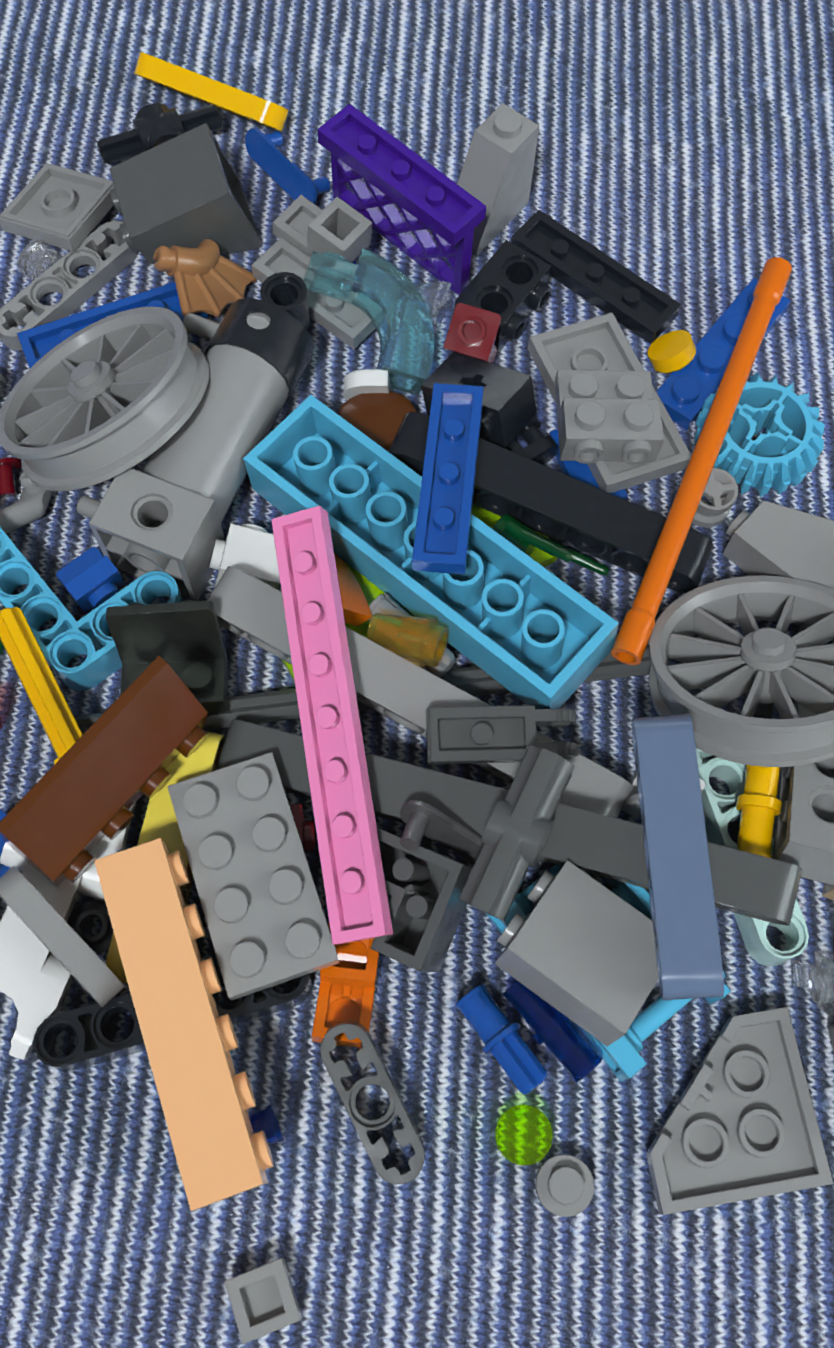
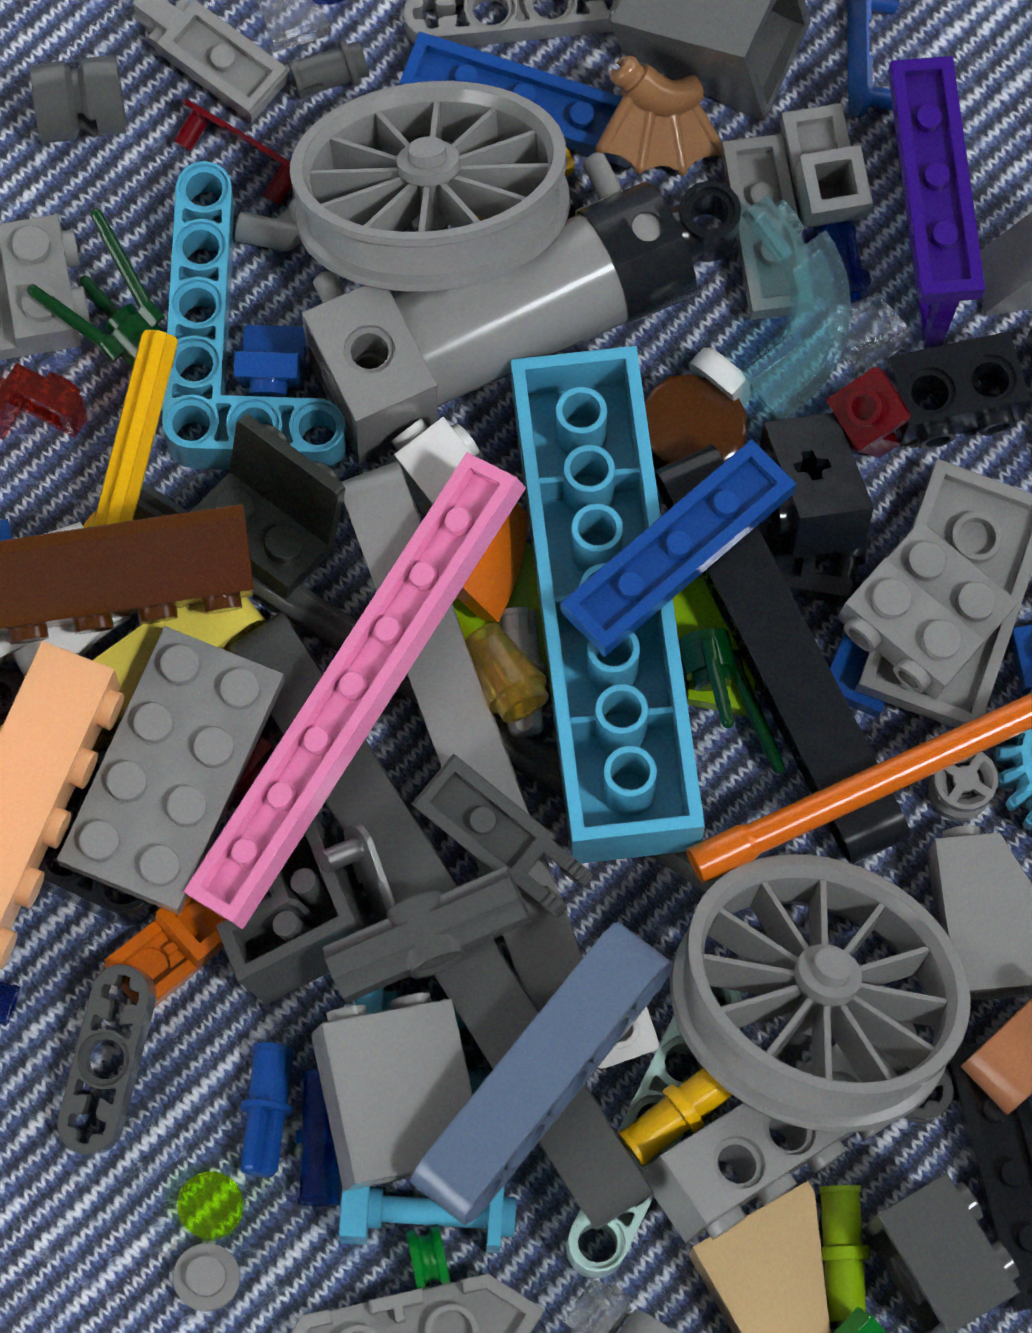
camera: 40 degrees right, 5 degrees up
(687, 1040) = (428, 1256): none -> green bush

